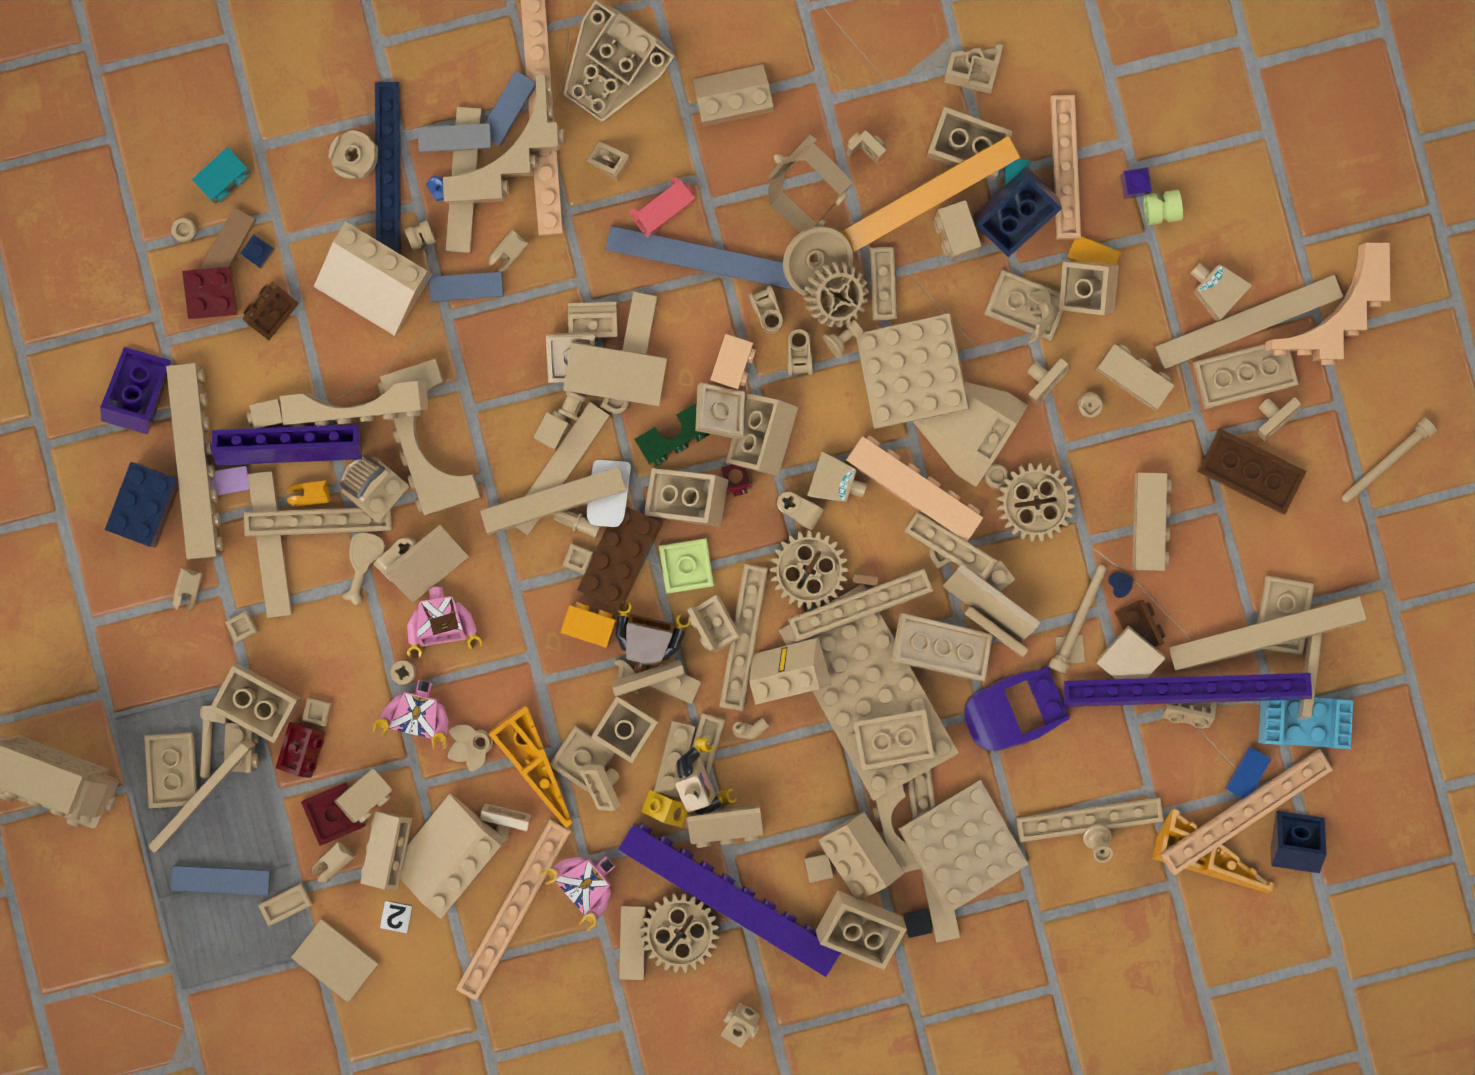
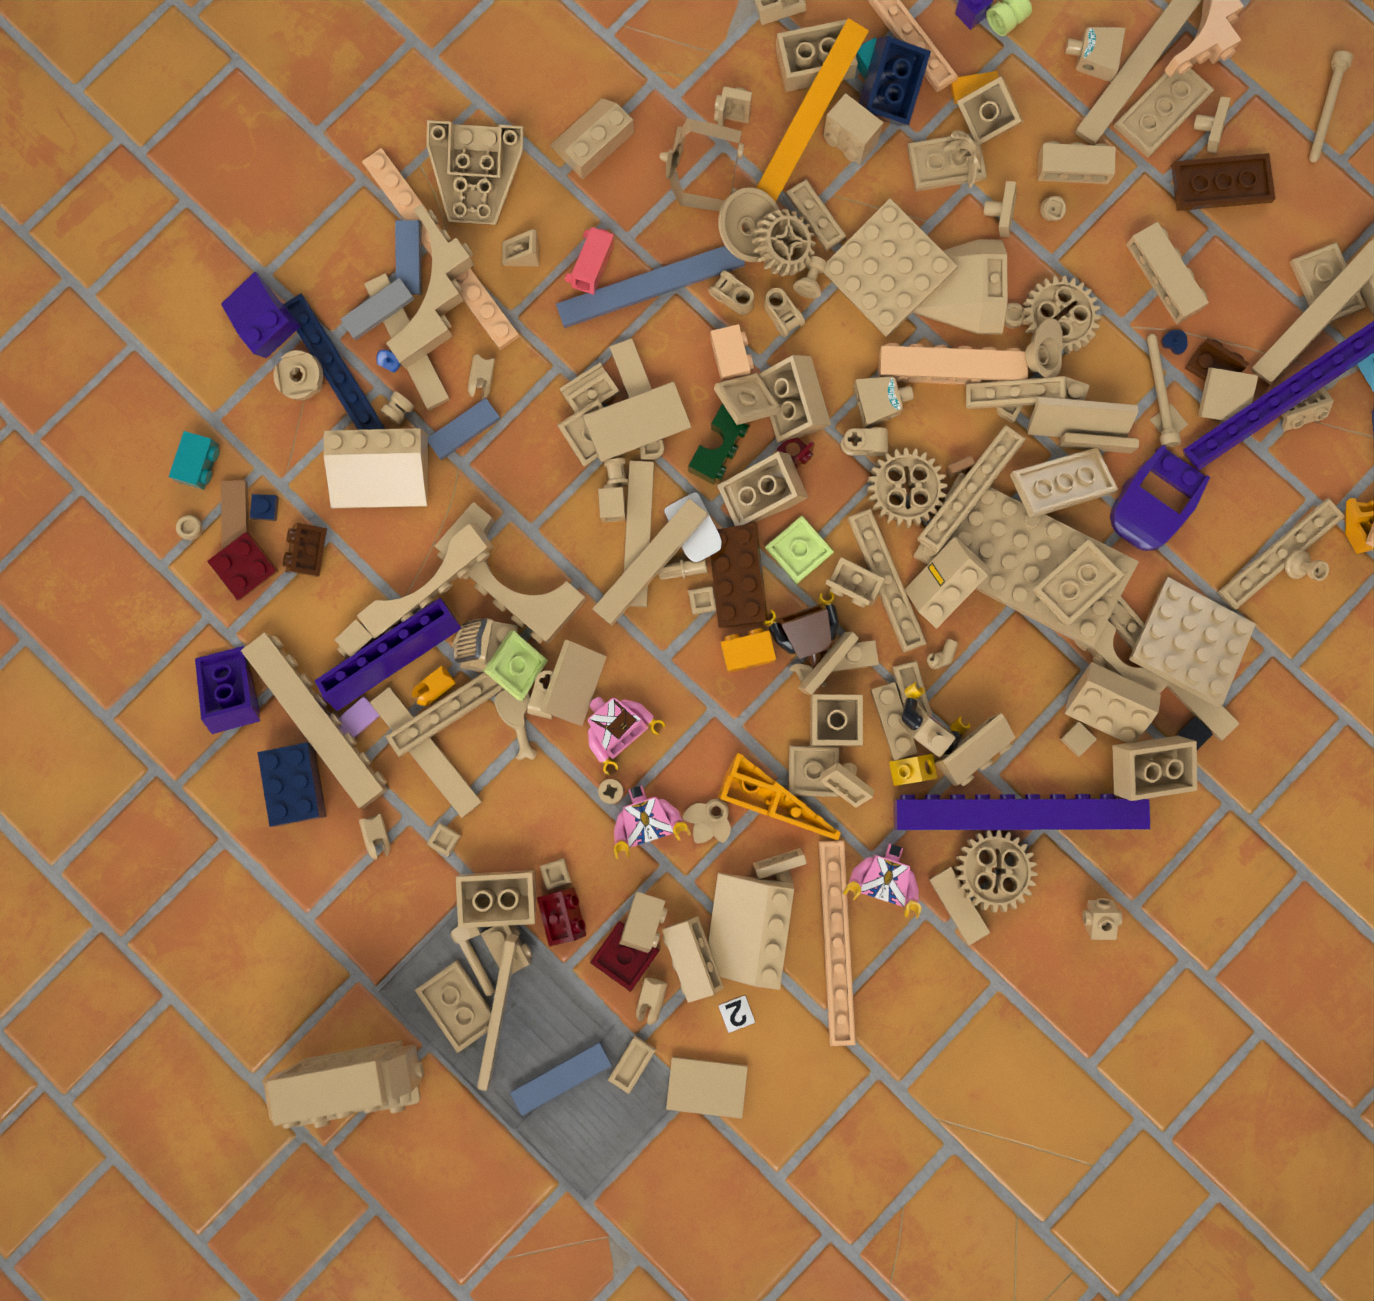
camera: 30 degrees left, 5 degrees down
(350, 81) = (259, 316): none -> dark purple slope
(387, 519) = (515, 665): none -> yellowish green tile
(997, 527) = (1045, 350): none -> tan piece

